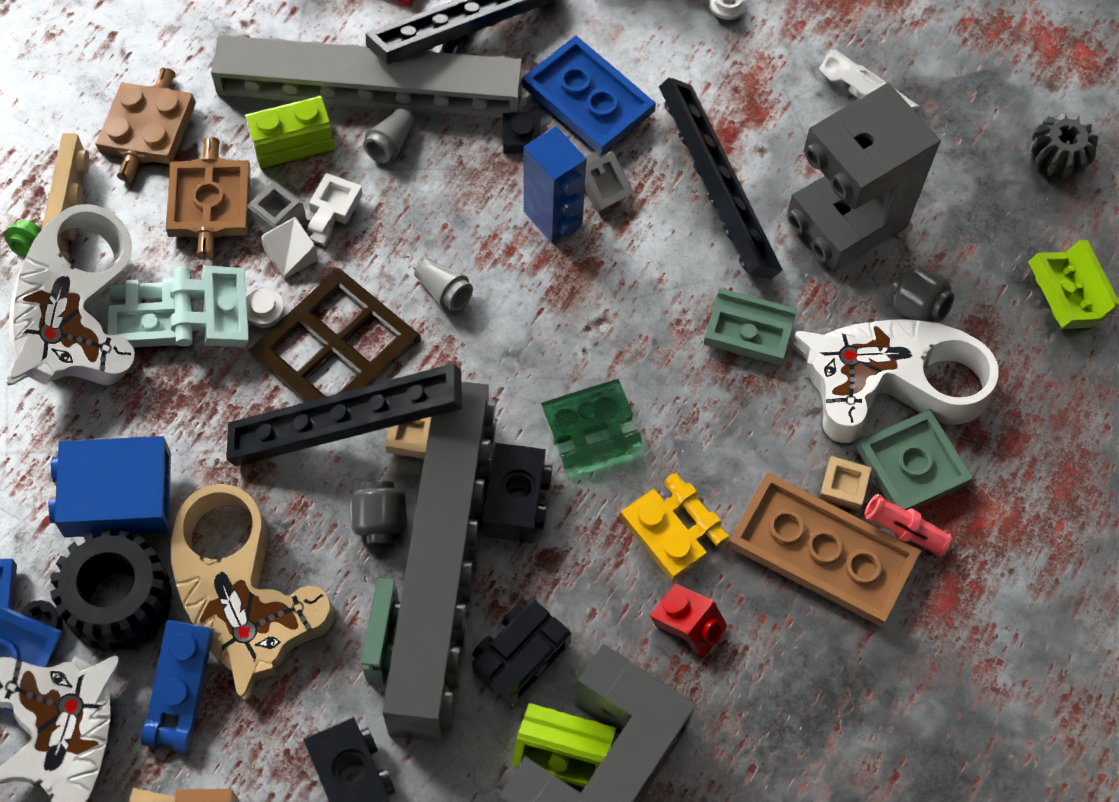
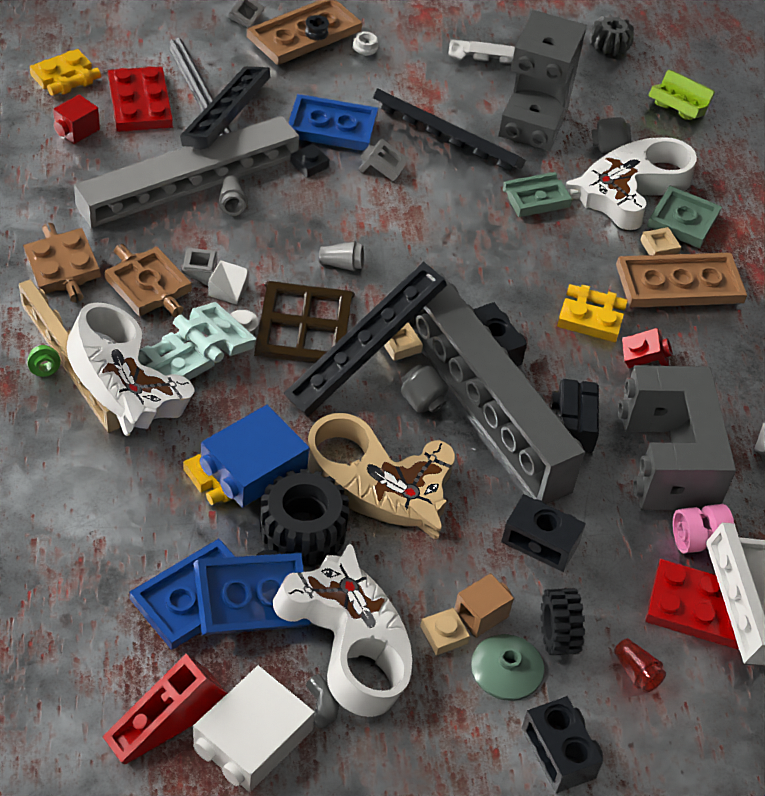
camera: 40 degrees left, 15 degrees down
(178, 685) = (396, 545): blue plate -> none
(290, 132) = (169, 219): lime brick -> none
(332, 202) = (232, 245): white plate -> none
(382, 621) = (490, 446): sand green plate -> none
(554, 184) = (373, 163): blue brick -> none
(563, 744) = (632, 443): lime brick -> none
(588, 412) = (490, 280): clear green plate -> none
(908, 525) = (713, 243): coral pin -> none

